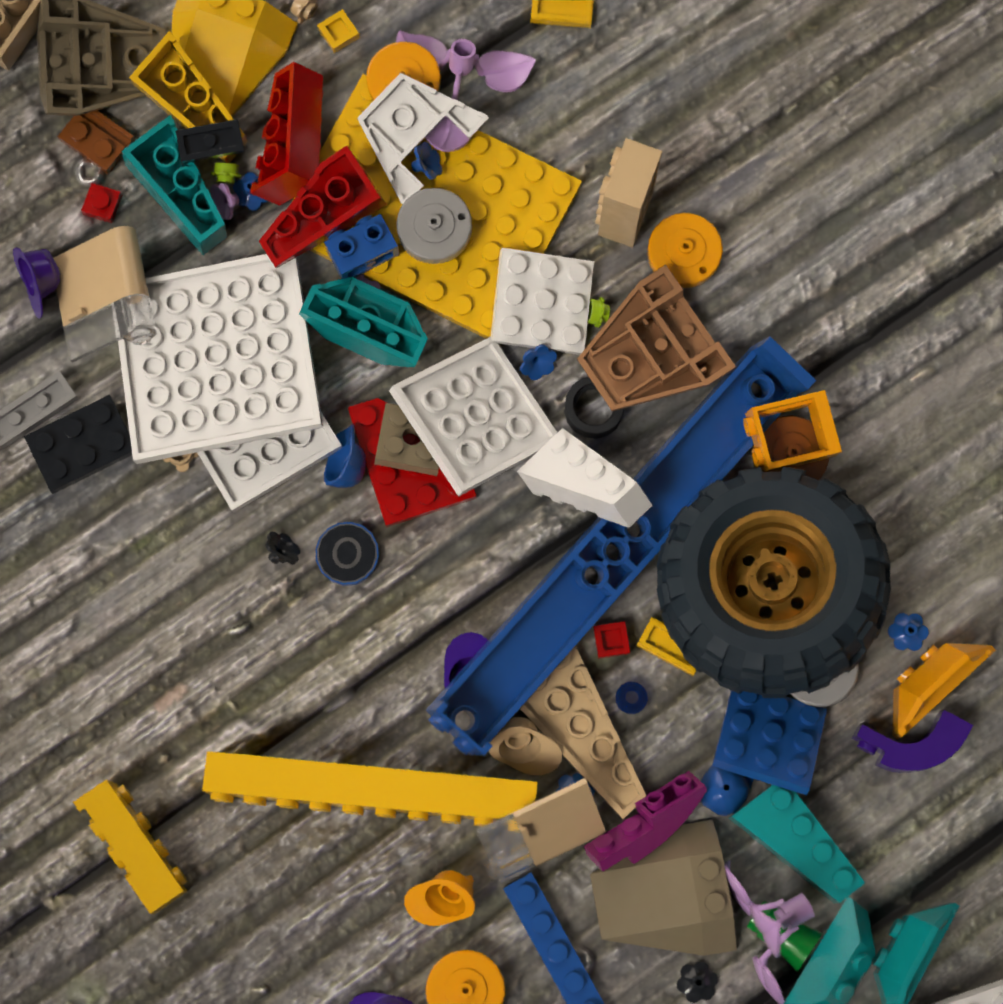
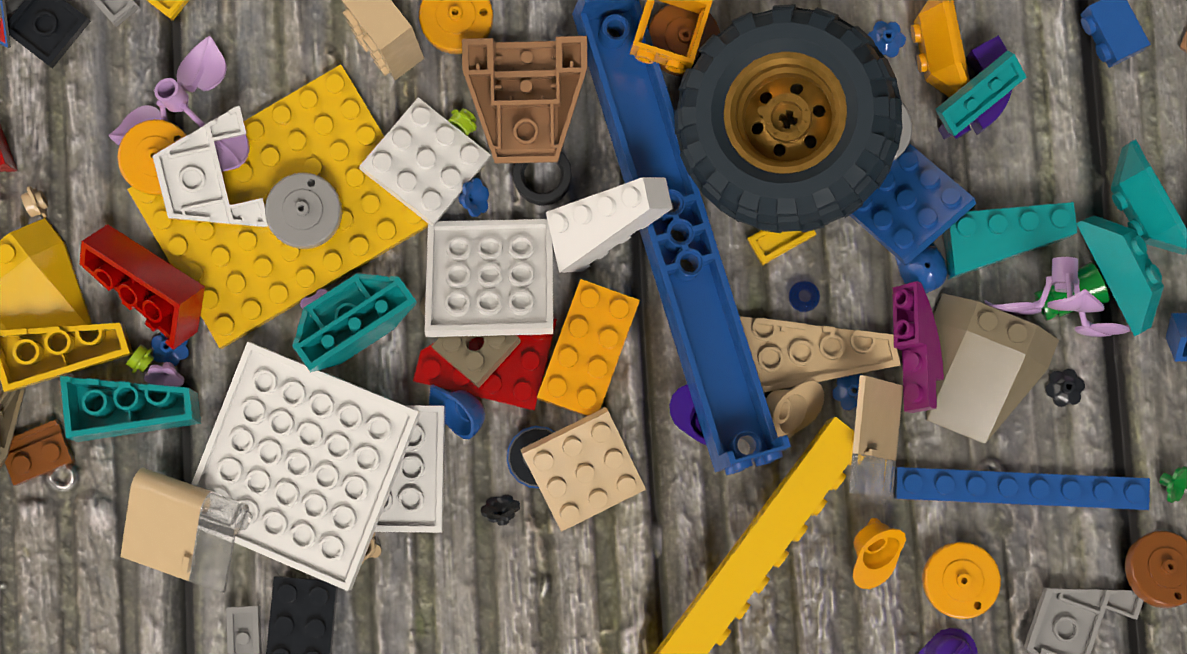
camera: 55 degrees left, 5 degrees up
(38, 274) = (129, 574): dark purple piece -> none
(101, 203) = (98, 482): red plate -> none
(210, 141) = (107, 356): black plate -> none
(330, 201) = (228, 294): red wedge -> none
(338, 31) = (75, 187): yellow plate -> none
(359, 596) = (583, 469): none -> tan plate
(361, 247) = (283, 283): blue brick -> none
(427, 161) = (242, 182): blue plant -> none
(466, 538) = (588, 349): none -> light orange brick
(611, 640) = (747, 282): red plate -> none
(908, 739) = (981, 93): none -> teal plate

